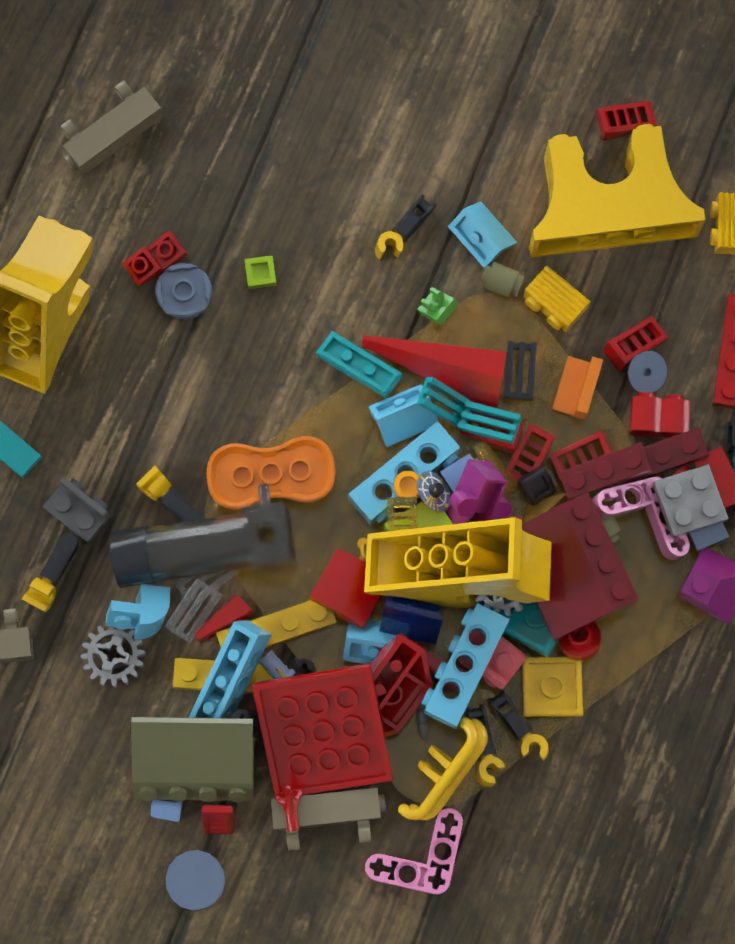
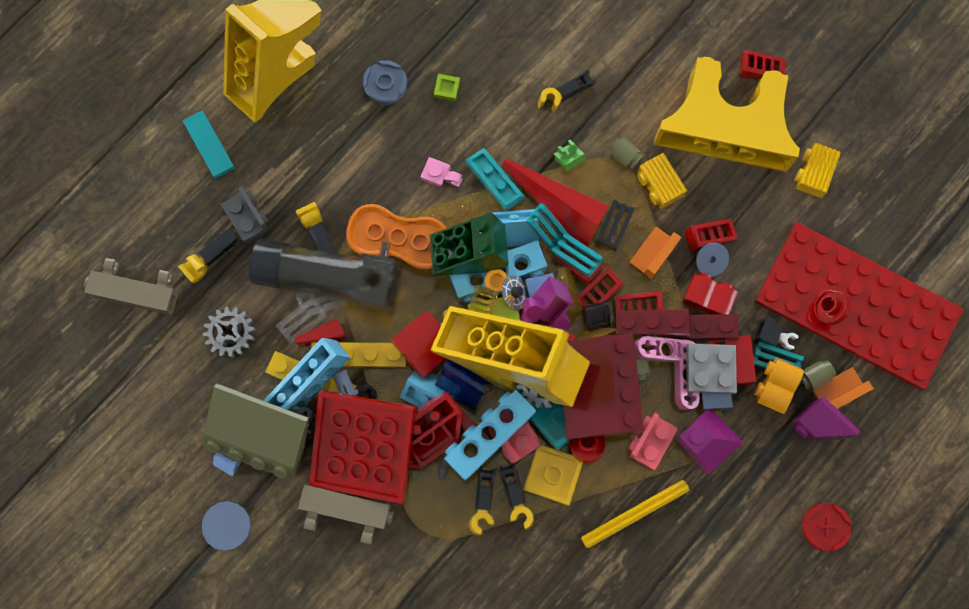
camera: 20 degrees right, 0 degrees up
(145, 615) = (263, 311): medium azure brick -> none
(155, 259) = (368, 53): red slope -> none
(218, 819) = (260, 485): red slope -> none
(288, 380) = (438, 172): none -> bright pink plate
(291, 808) = (316, 496): red bar -> none
(362, 457) = (470, 247): none -> dark green slope
(423, 870) = (402, 581): bright pink beam -> none
(454, 774) = (453, 514): yellow piece -> none
(481, 233) = (622, 113): medium azure panel -> none
(652, 609) = (652, 442): none -> coral bracket
(661, 698) = (635, 514): none -> yellow axle

